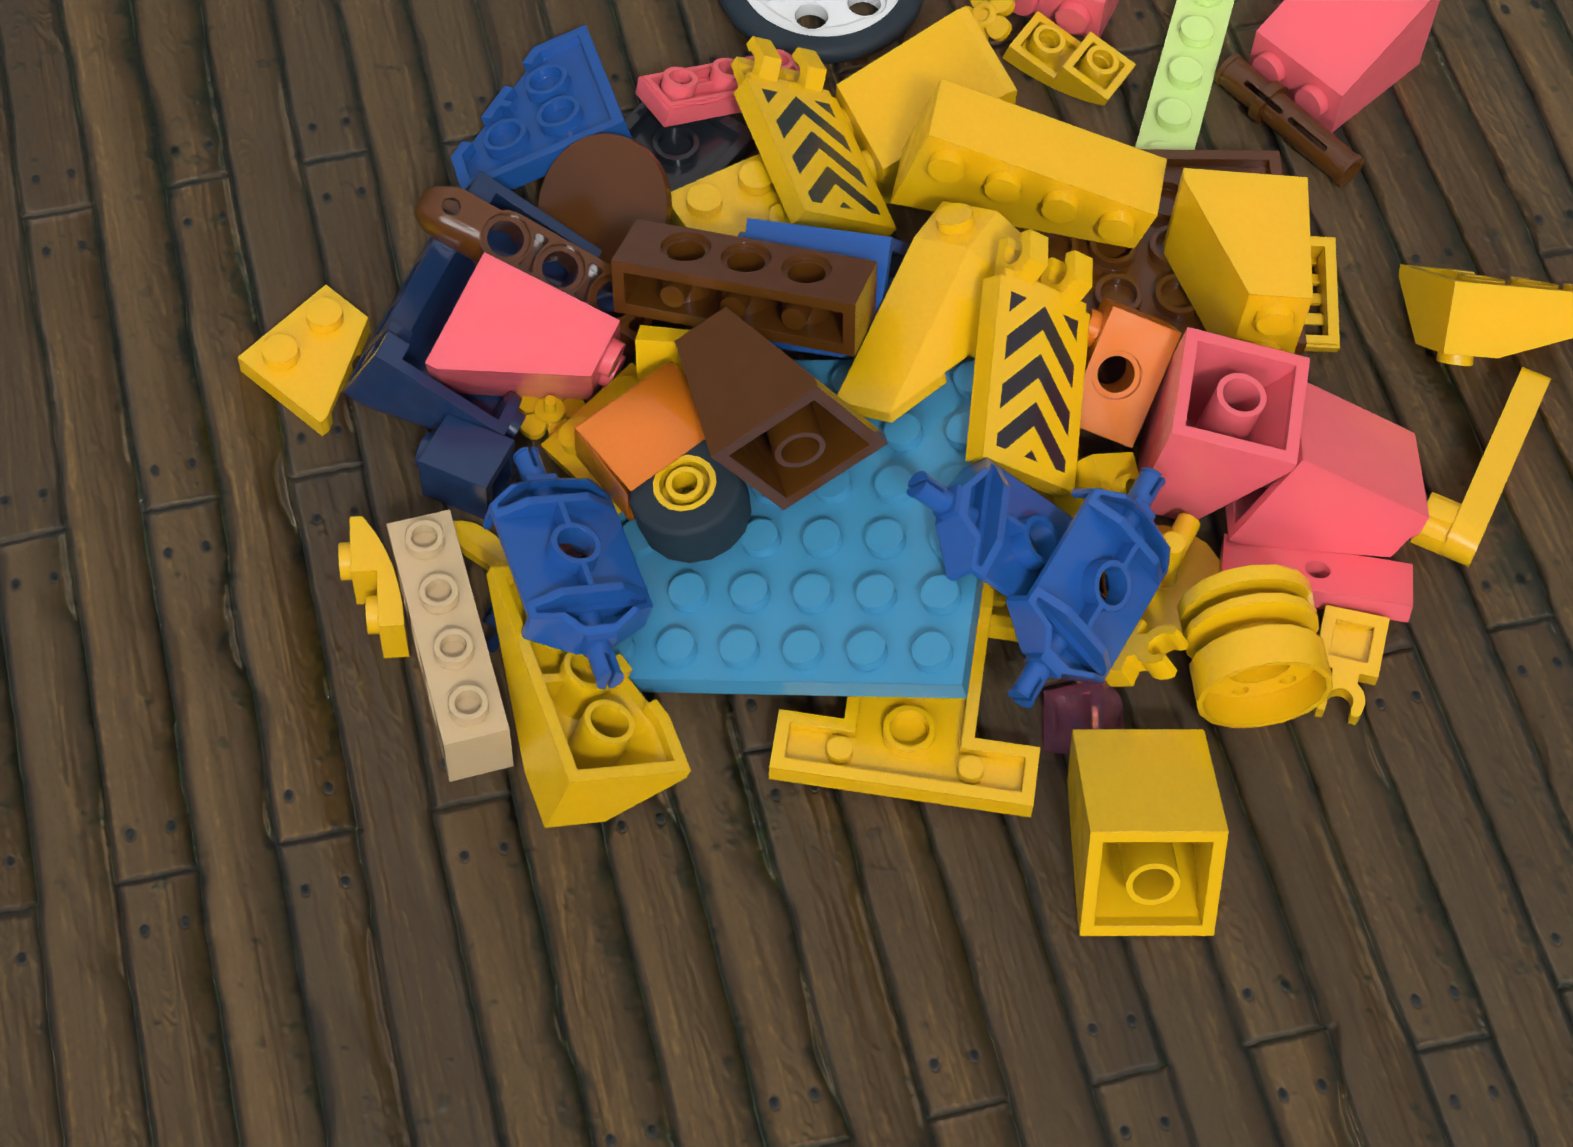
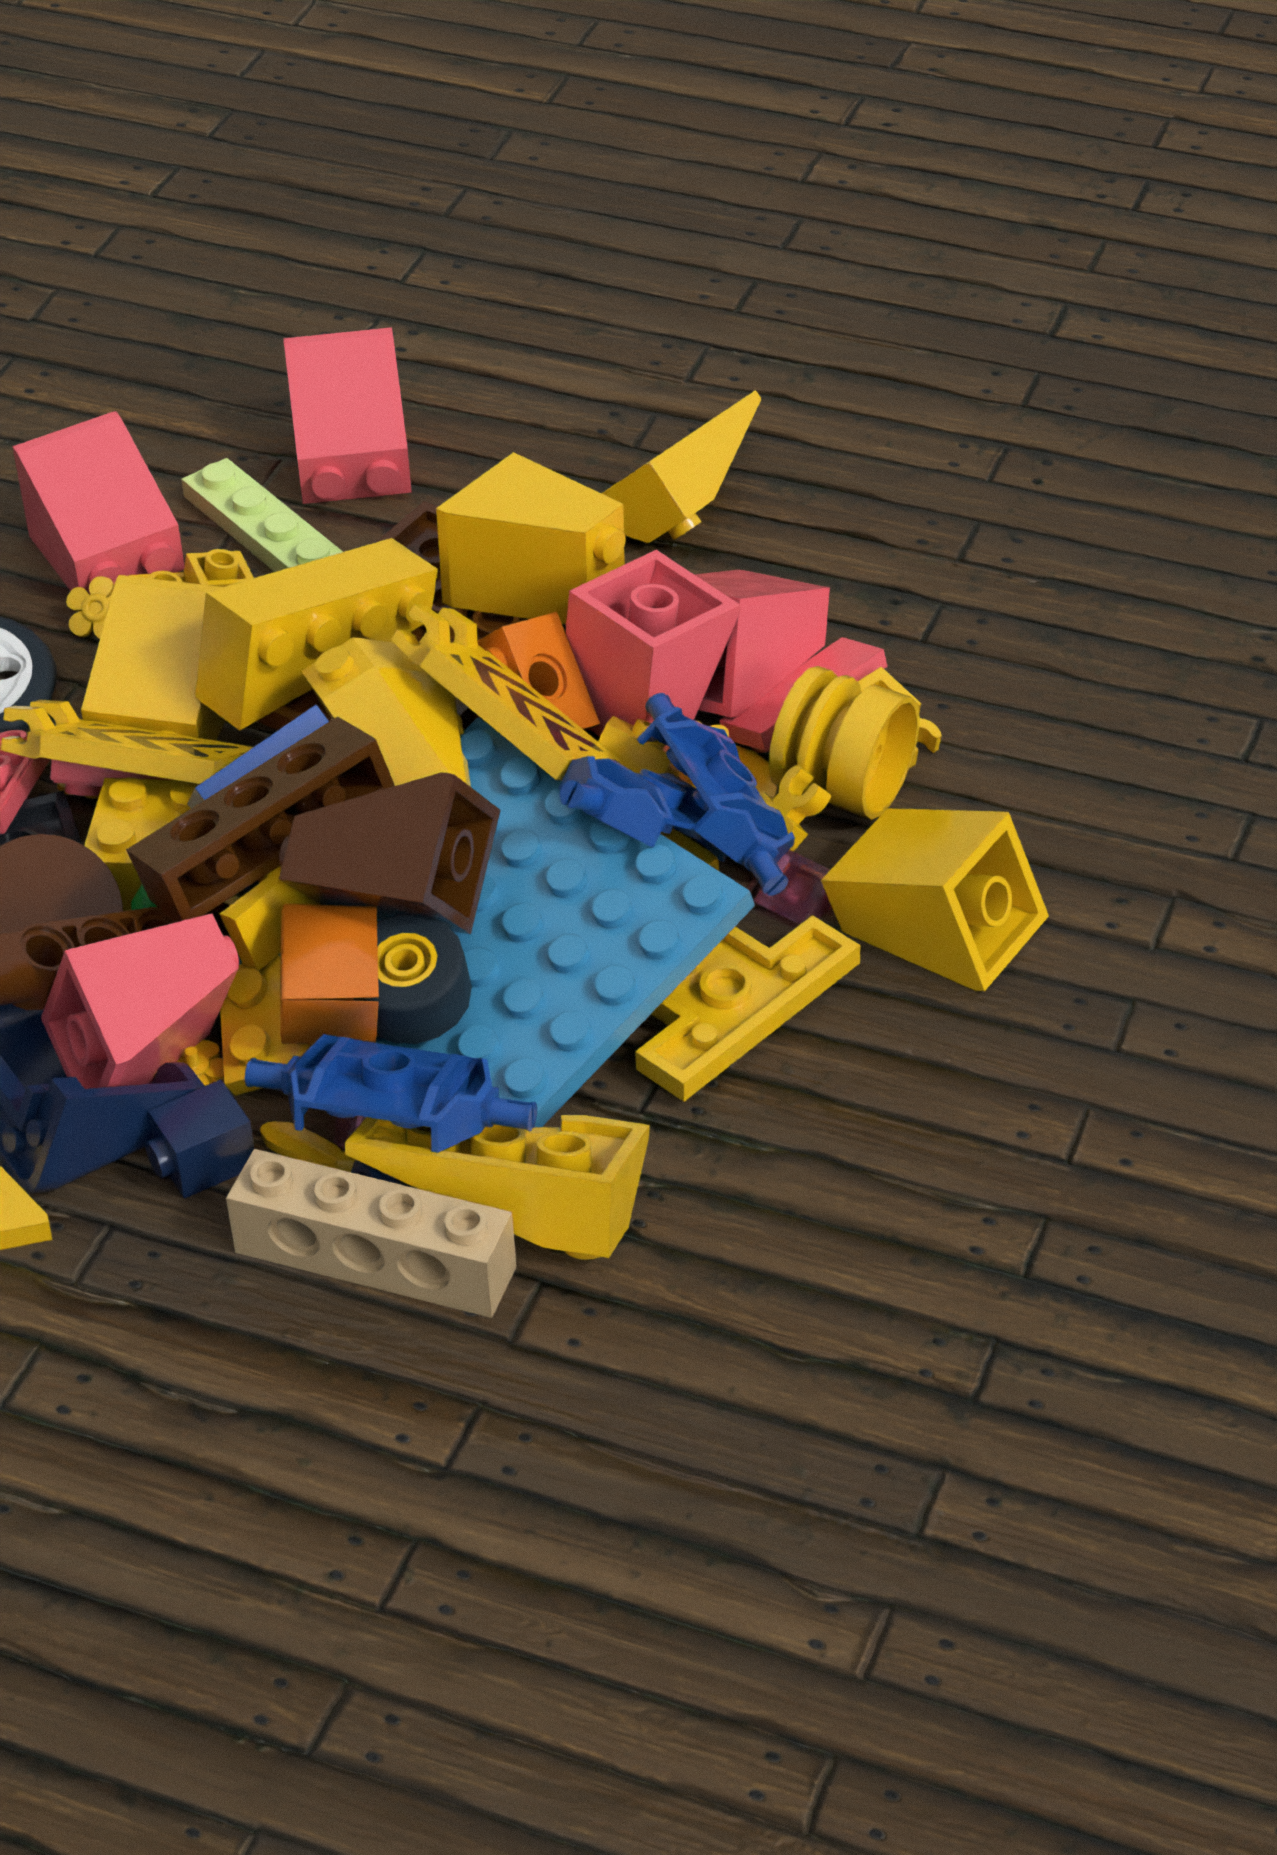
camera: 50 degrees left, 15 degrees down
(375, 585) = (251, 1251): yellow slope -> none
(1240, 79) = (374, 499): reddish brown pin -> none
(1458, 528) = (798, 551): yellow beam -> none

